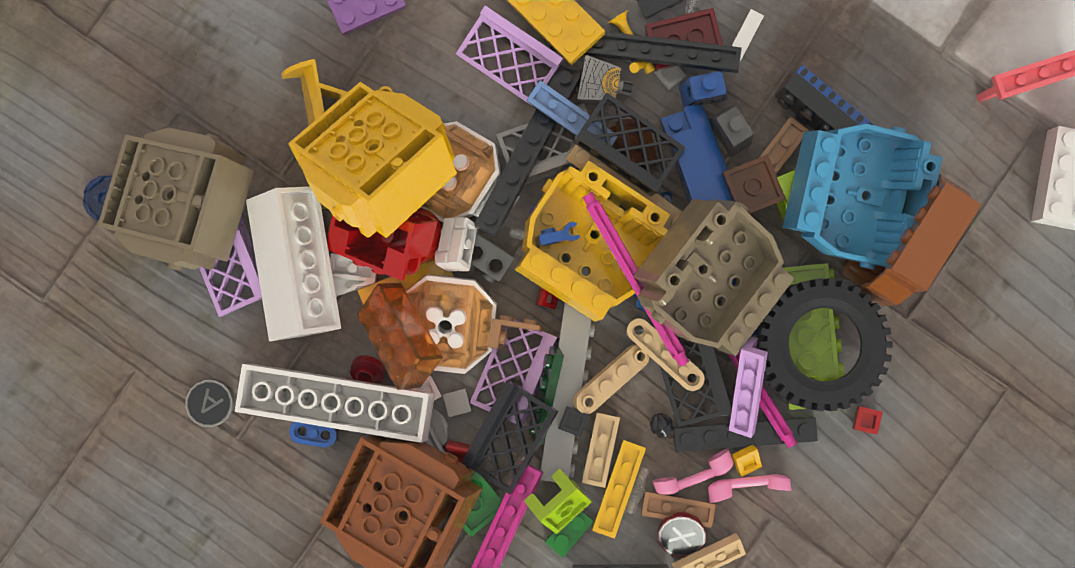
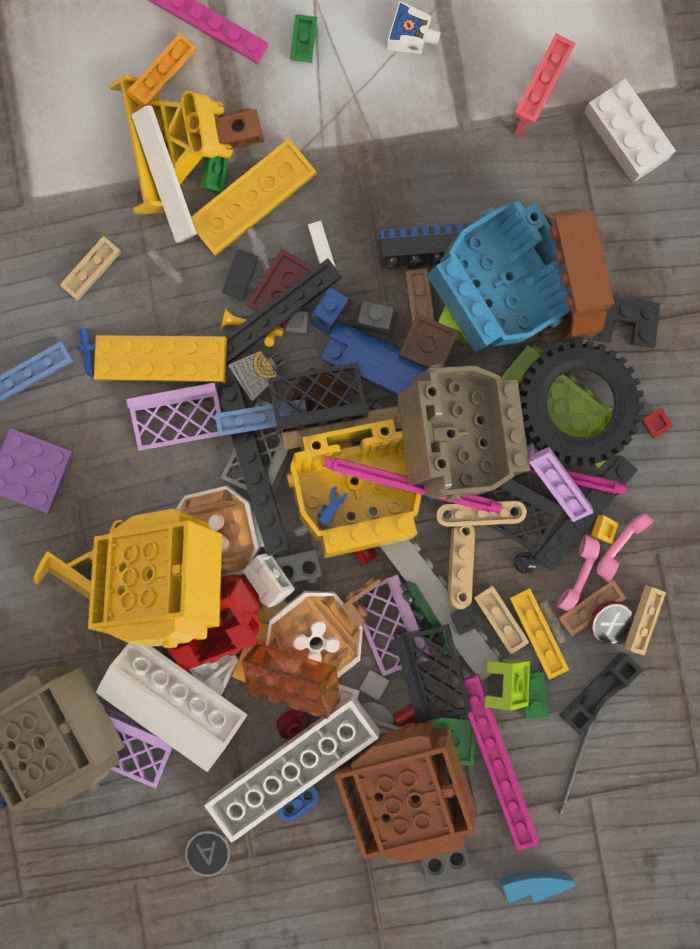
camera: 45 degrees left, 0 degrees up
(937, 325) = (640, 313): none -> black plate

